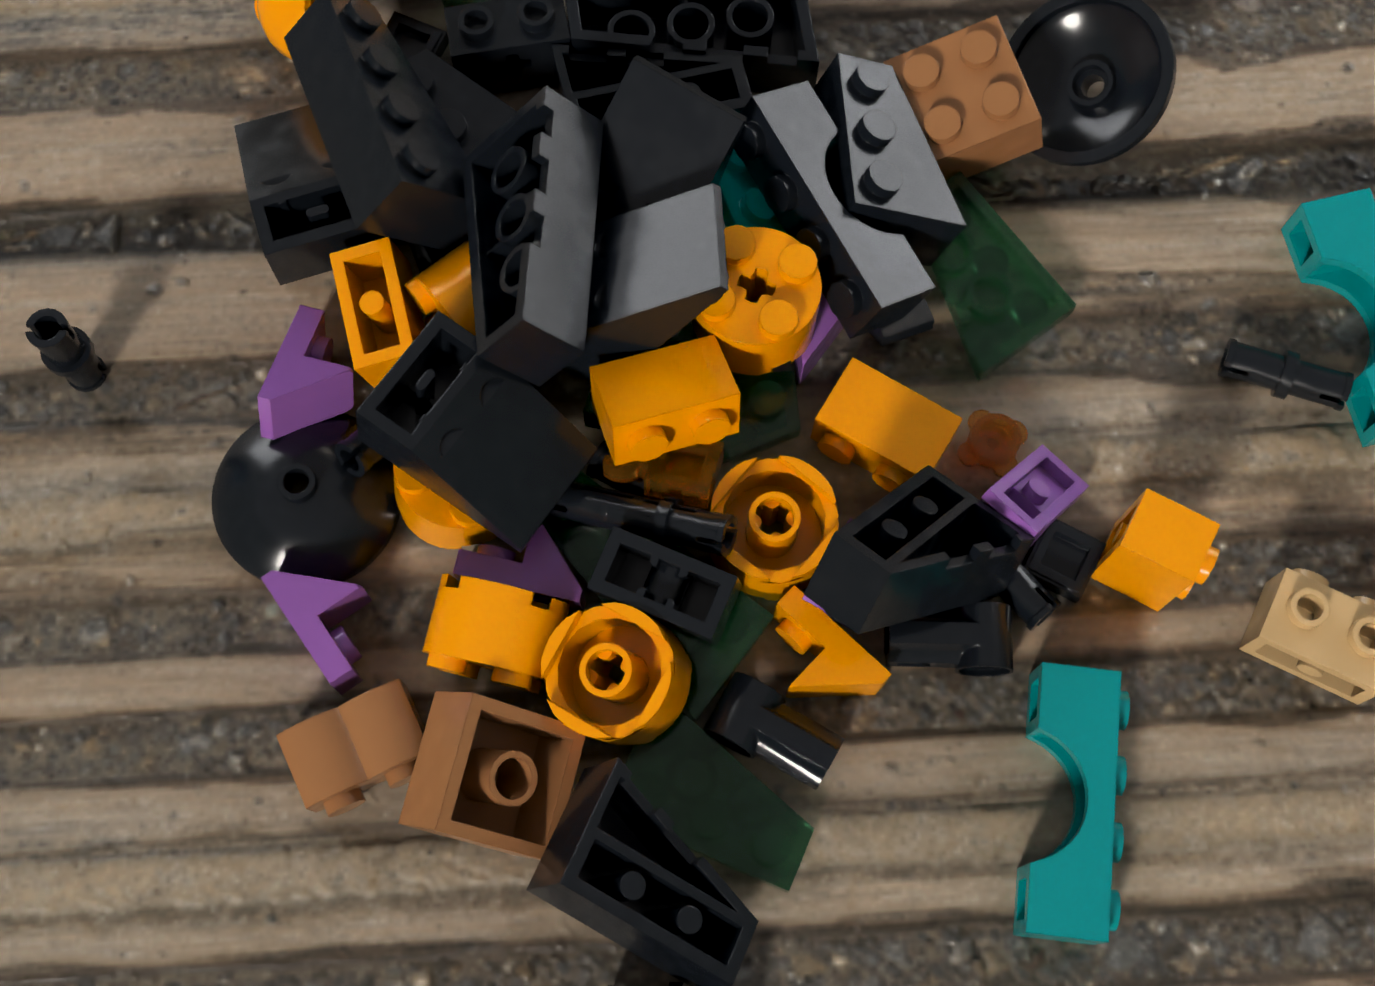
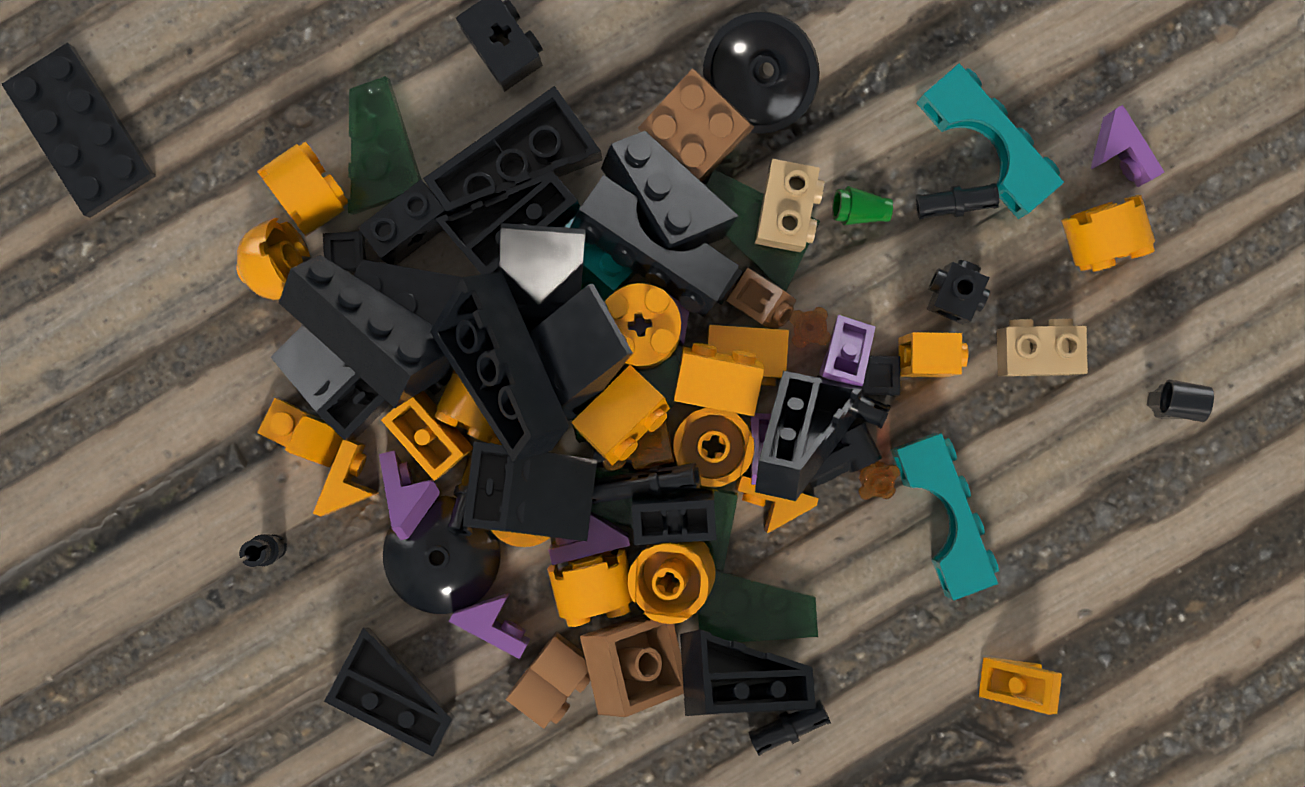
camera: 25 degrees left, 15 degrees up
(113, 641) = (389, 696): none -> black wedge
(217, 241) = (300, 433): none -> light orange slope
(219, 330) = (338, 488): none -> light orange slope
(758, 723) = (757, 557): black piece -> none
(829, 425) = (719, 379): none -> light orange brick
(944, 368) = (762, 300): none -> medium nougat bracket
(987, 686) = (878, 480): none -> clear orange plate
(1040, 254) = (788, 206): none -> tan brick
(1141, 316) = (859, 207): none -> green cone
(1236, 488) = (946, 297): none -> black brick

